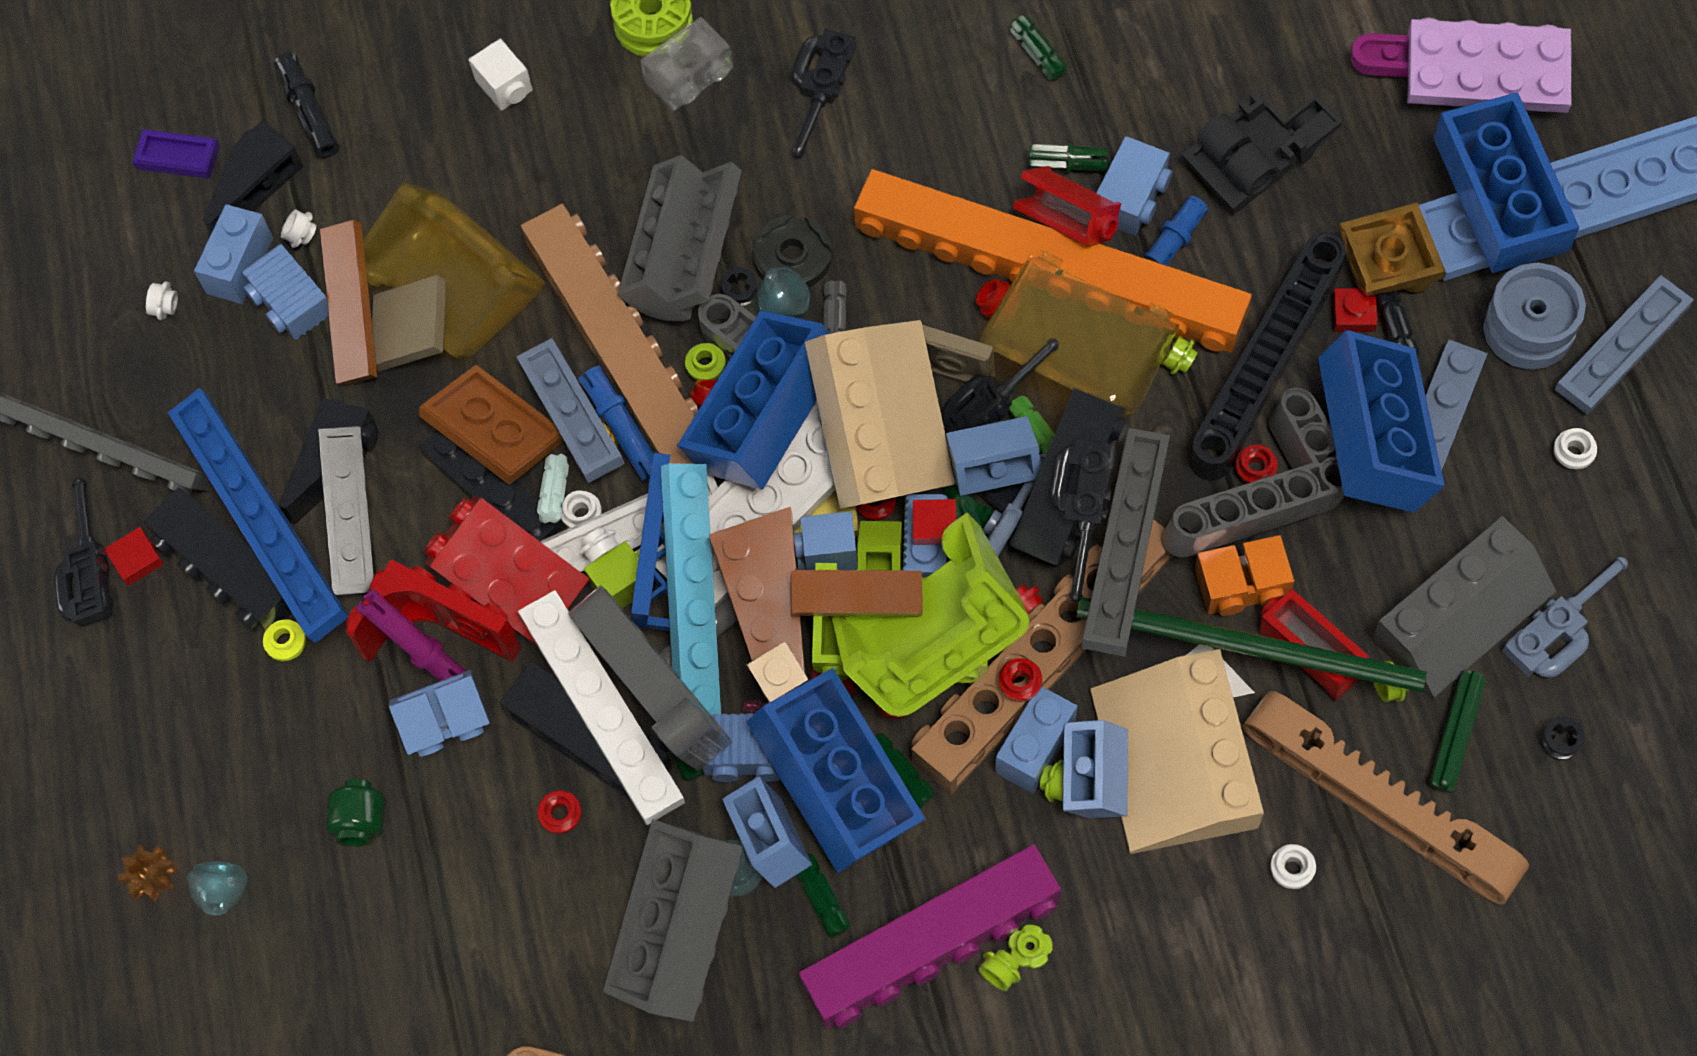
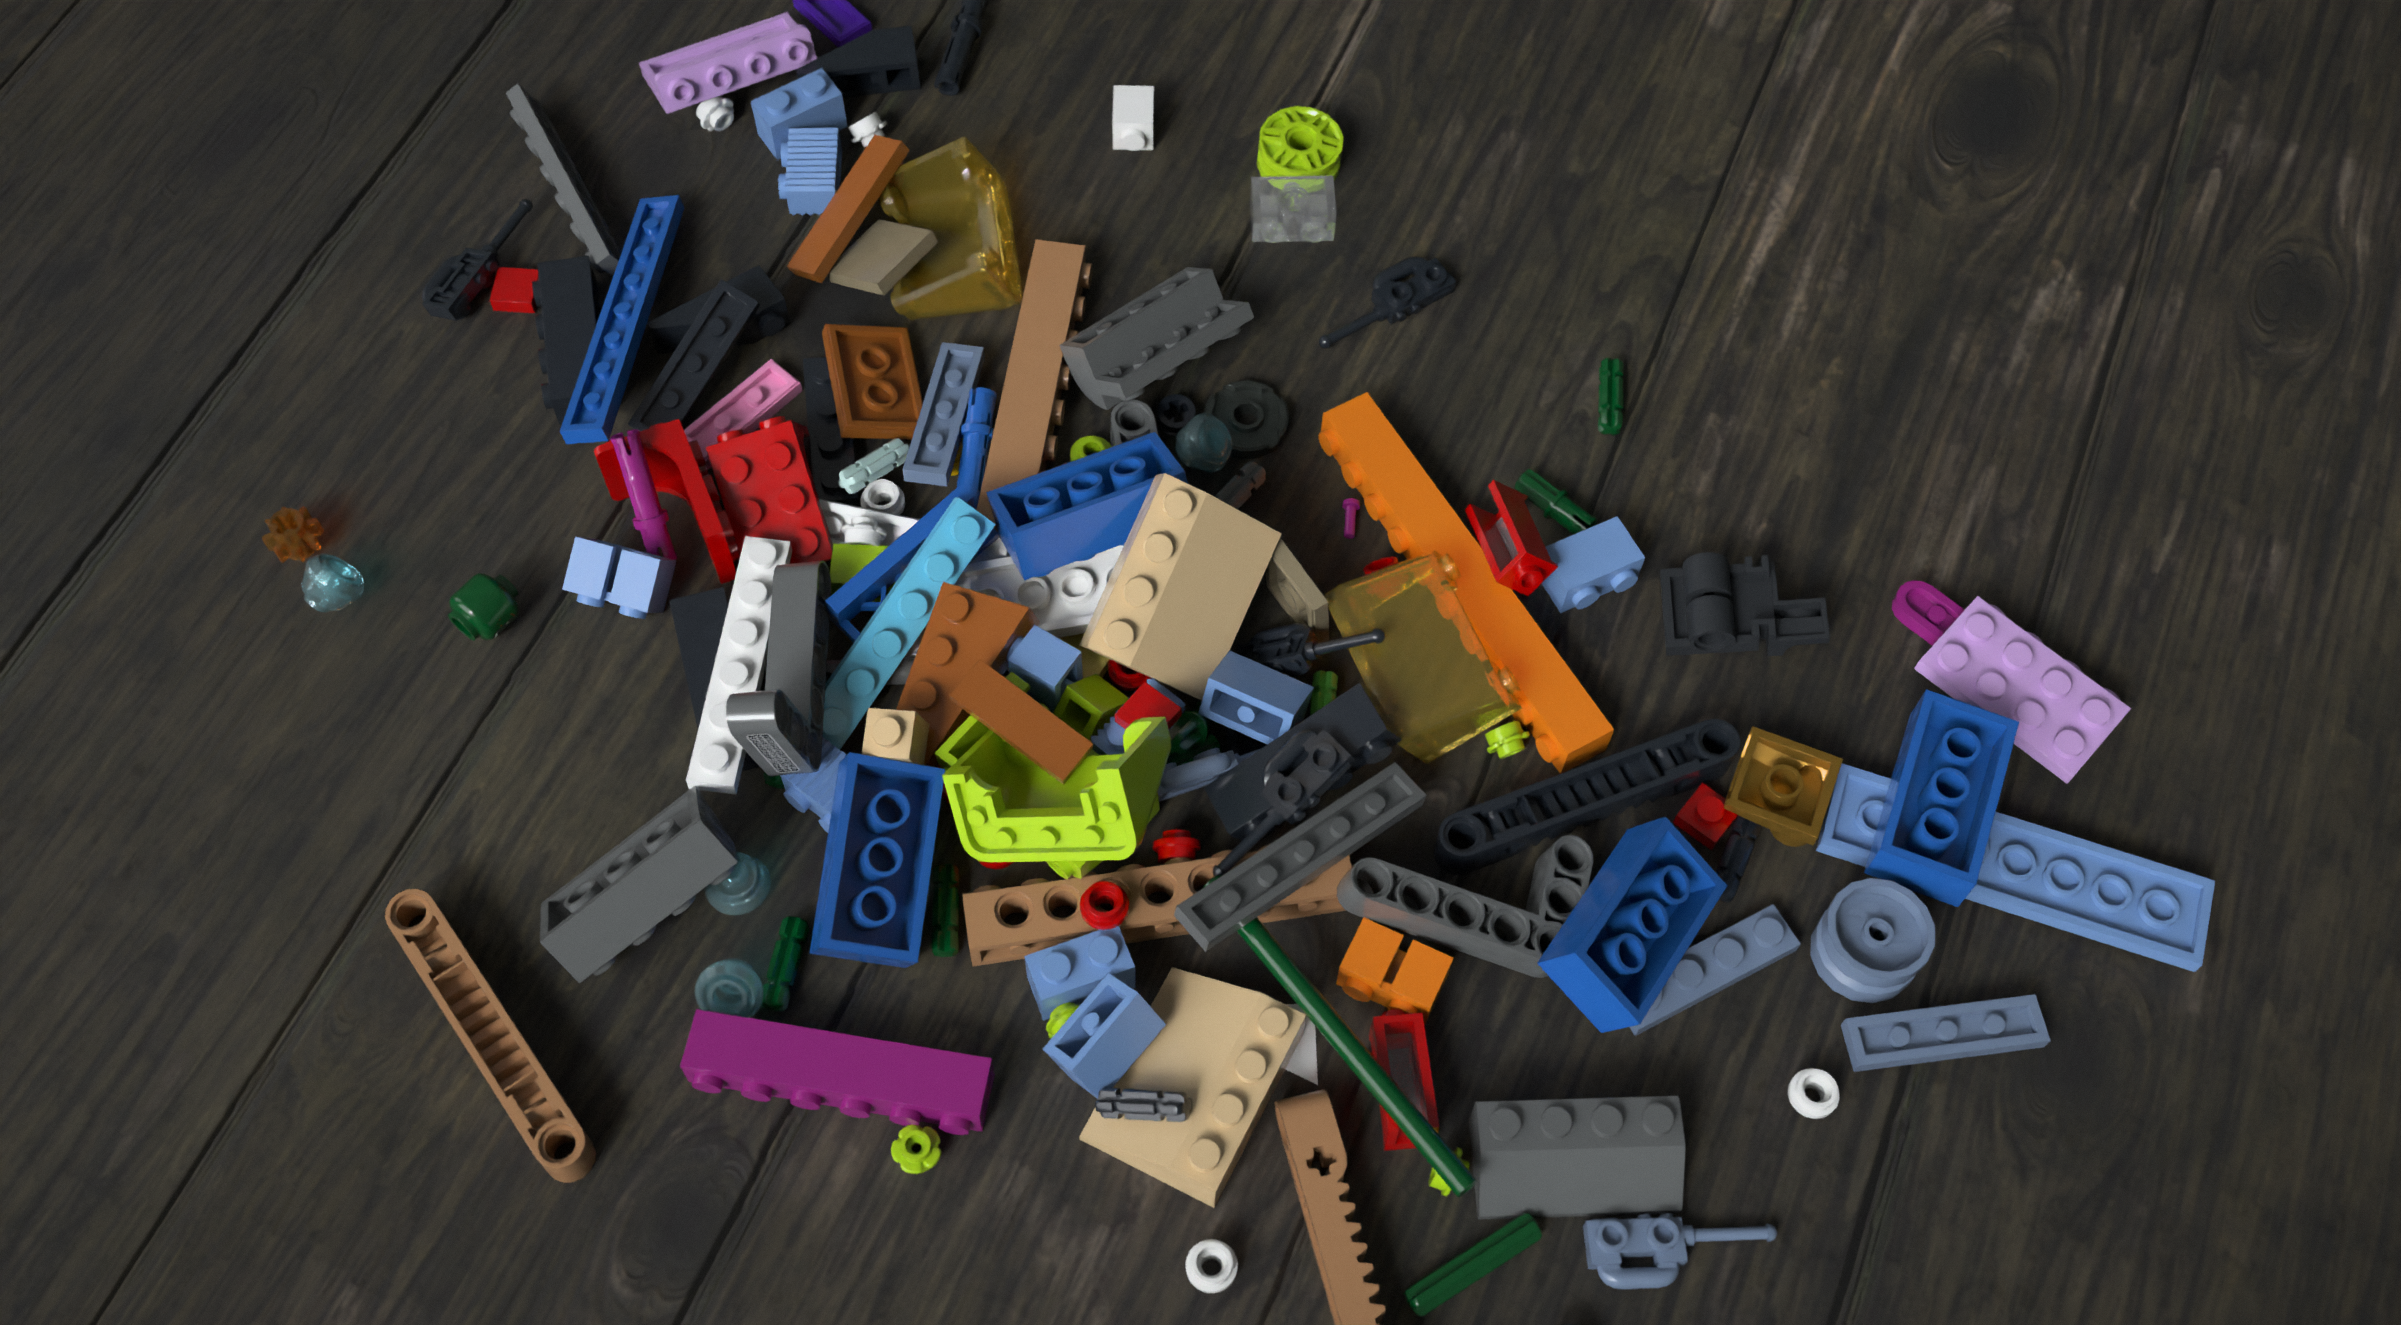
camera: 30 degrees right, 5 degrees down
(136, 251) = (728, 62): none -> lavender bracket
(288, 650) = (555, 442): neon yellow plate -> none
(407, 515) = (745, 406): none -> bright pink tile
(554, 801) = (638, 718): red plate -> none
(767, 832) = (779, 871): medium blue brick -> none
(804, 941) = (729, 988): none -> clear light blue cone
(925, 264) = (1350, 506): none -> magenta piece
(1000, 969) = (873, 1147): lime plate -> none
(1163, 794) = (1143, 1104): none -> axle
(1177, 231) = (1597, 633): blue pin -> none
(1258, 454) = (1498, 873): red plate -> none

